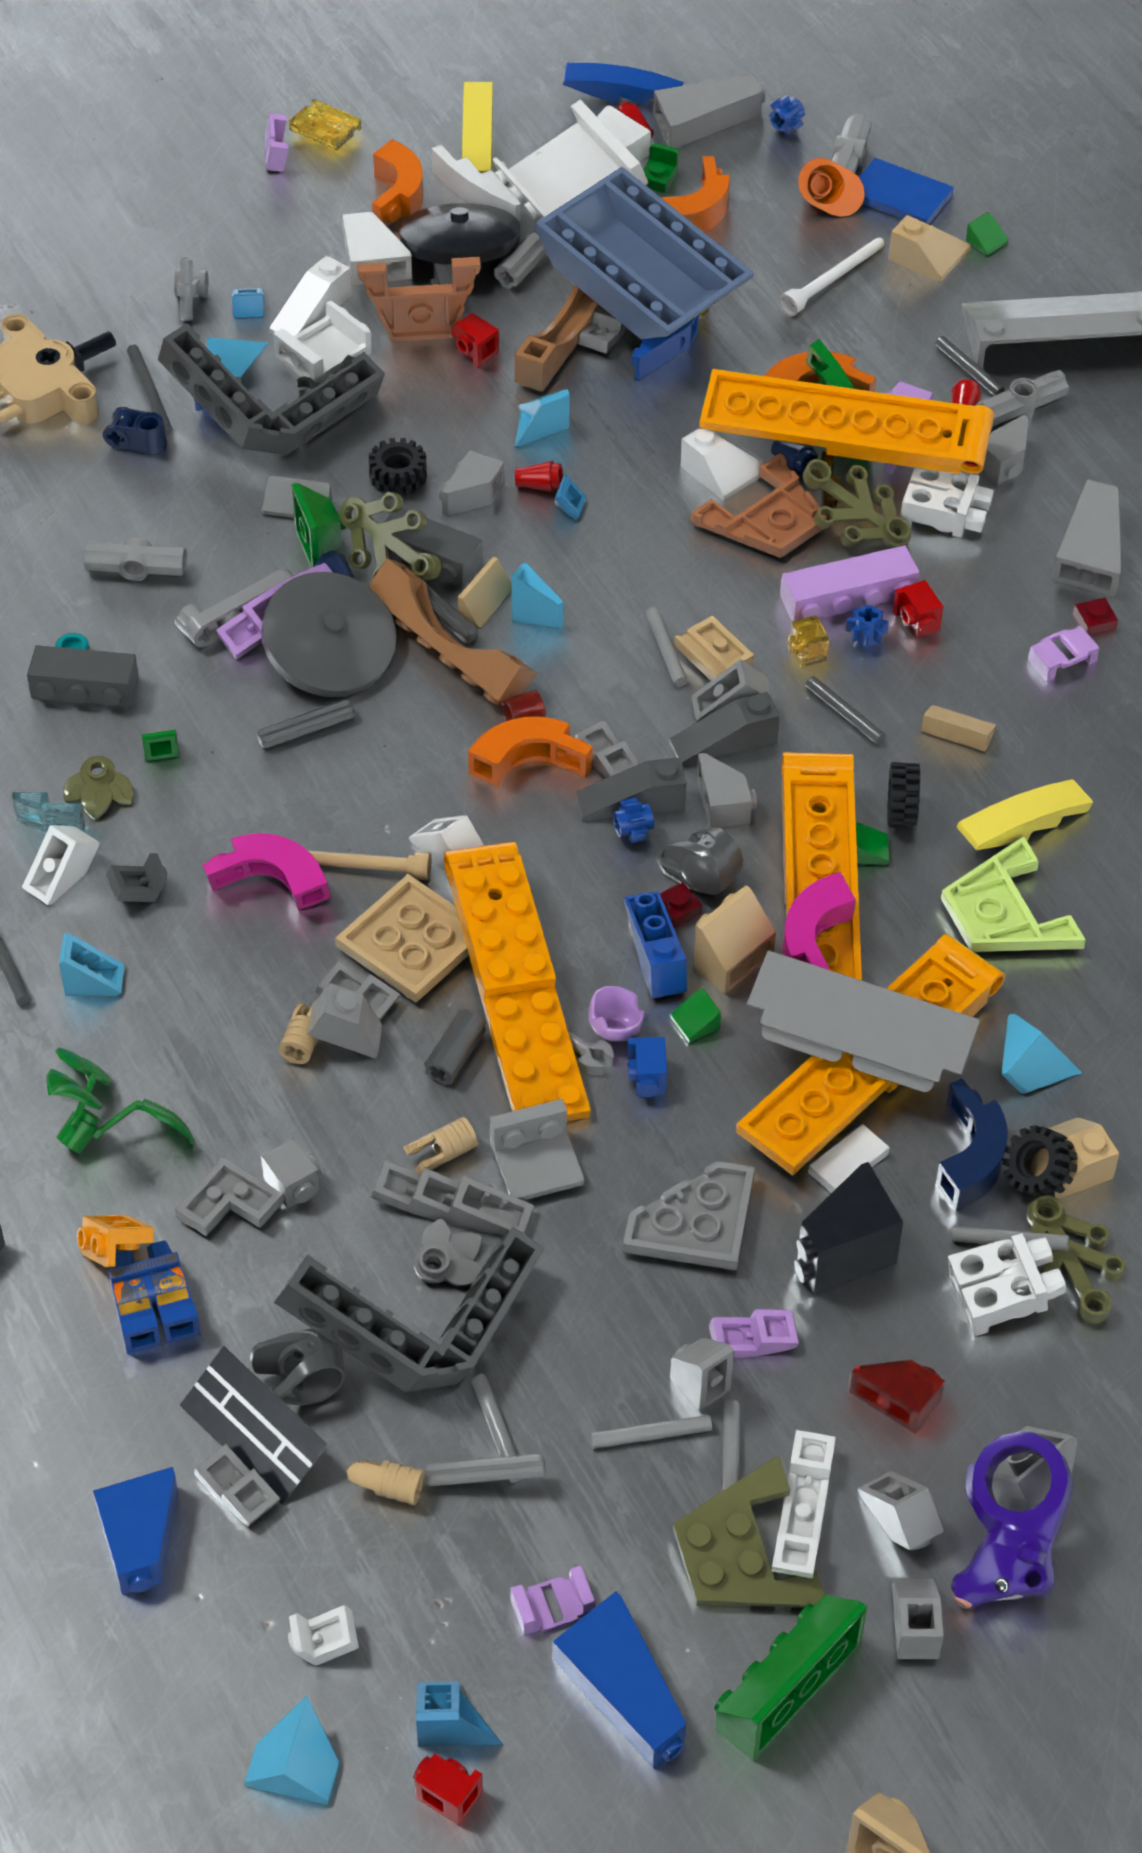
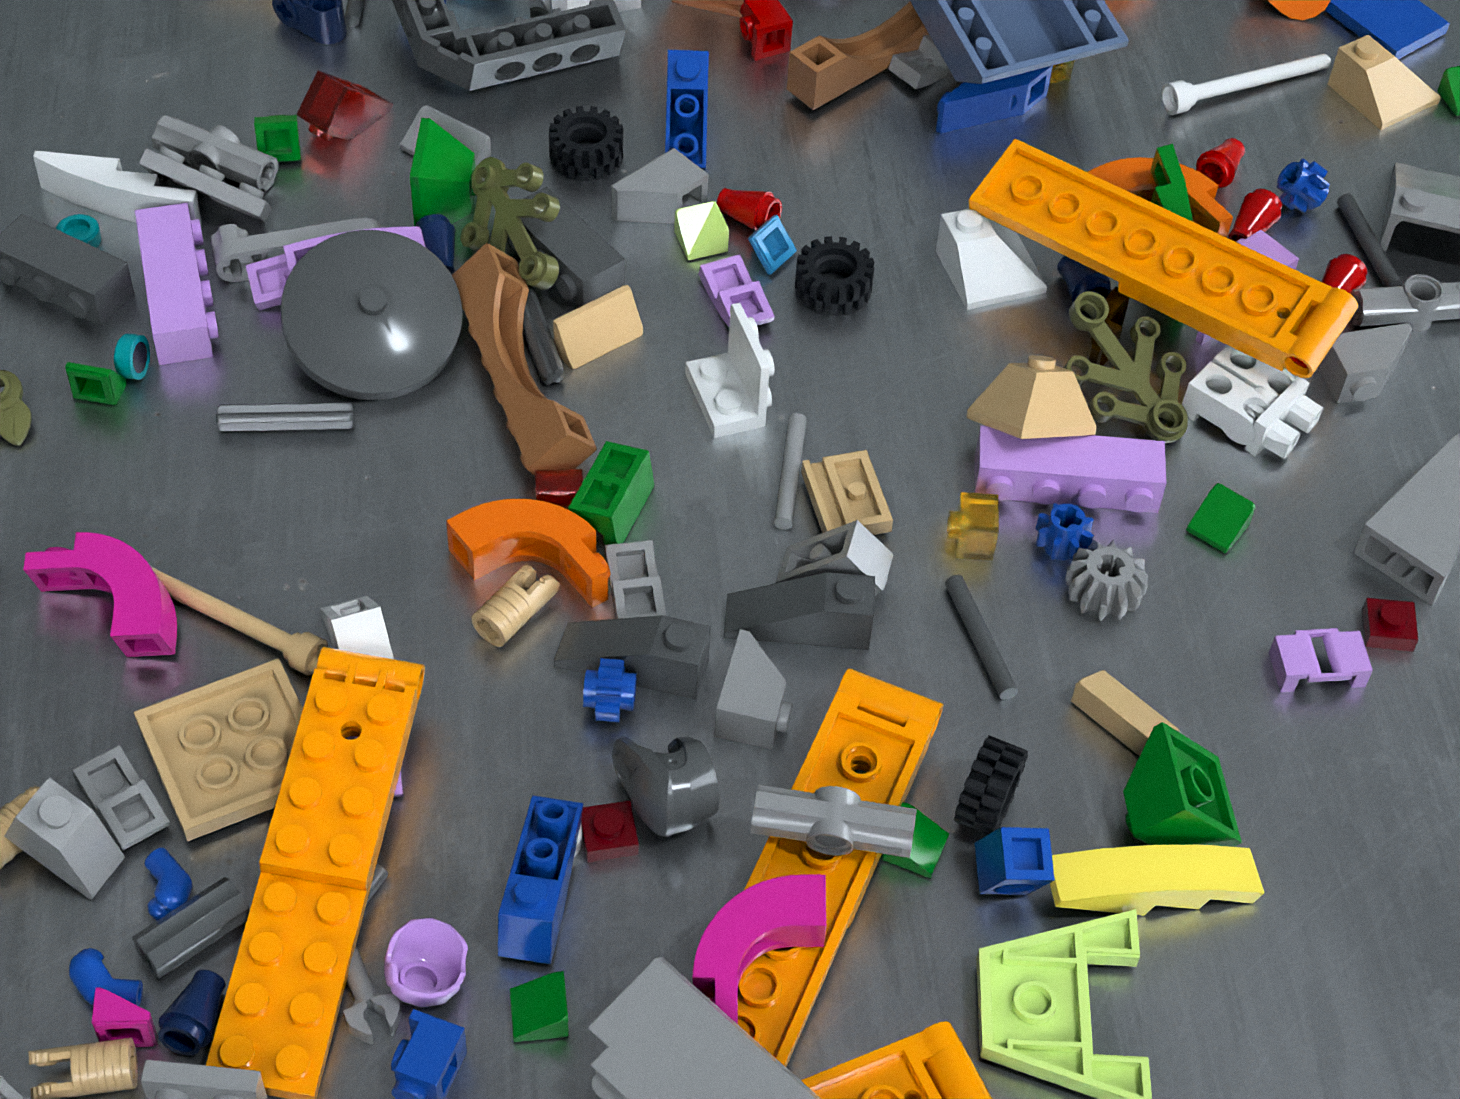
camera: 20 degrees right, 0 degrees up
(88, 610) = (105, 188): none -> white slope
(171, 659) = (174, 284): none -> lavender brick
(175, 717) = (132, 356): none -> teal tile
(176, 531) = (278, 137): none -> green tile
(182, 585) = (206, 180): none -> light grey wing
(206, 497) = (340, 107): none -> clear red slope
(416, 1099) = (89, 972): none -> blue arm
(423, 1026) = (173, 883): none -> blue arm
(447, 1108) = (120, 1019): none -> dark pink slope
(454, 415) = (687, 104): none -> blue slope
(488, 1095) = (192, 1015): none -> dark blue cone
(515, 503) = (701, 230): none -> yellowish green slope
(534, 600) = (648, 351): medium azure slope -> none
(537, 792) = (513, 605): none -> tan hinge
(543, 417) = (795, 140): medium azure slope -> none
(561, 541) = (730, 283): none -> lavender slope
(562, 694) = (615, 491): none -> green hinge
(603, 597) = (734, 384): none -> white bracket
(624, 493) = (834, 293): none -> black tyre
(732, 940) = (640, 914): tan slope -> none
(774, 522) = (989, 350): nougat wing -> none
(809, 546) = (1034, 402): none -> tan slope
(825, 842) = (833, 821): none -> light grey piece
(846, 339) = (1221, 162): none -> red cone
(888, 370) = (1257, 212): none -> red cone
(908, 647) = (1106, 580): none -> light grey gear
(909, 340) = (1303, 185): none -> blue gear
(918, 608) = (1148, 528): red brick -> none
(939, 832) = (1014, 861): none -> blue brick
(961, 584) = (1222, 518): none -> green slope
(1016, 761) = (1179, 794): none -> green slope

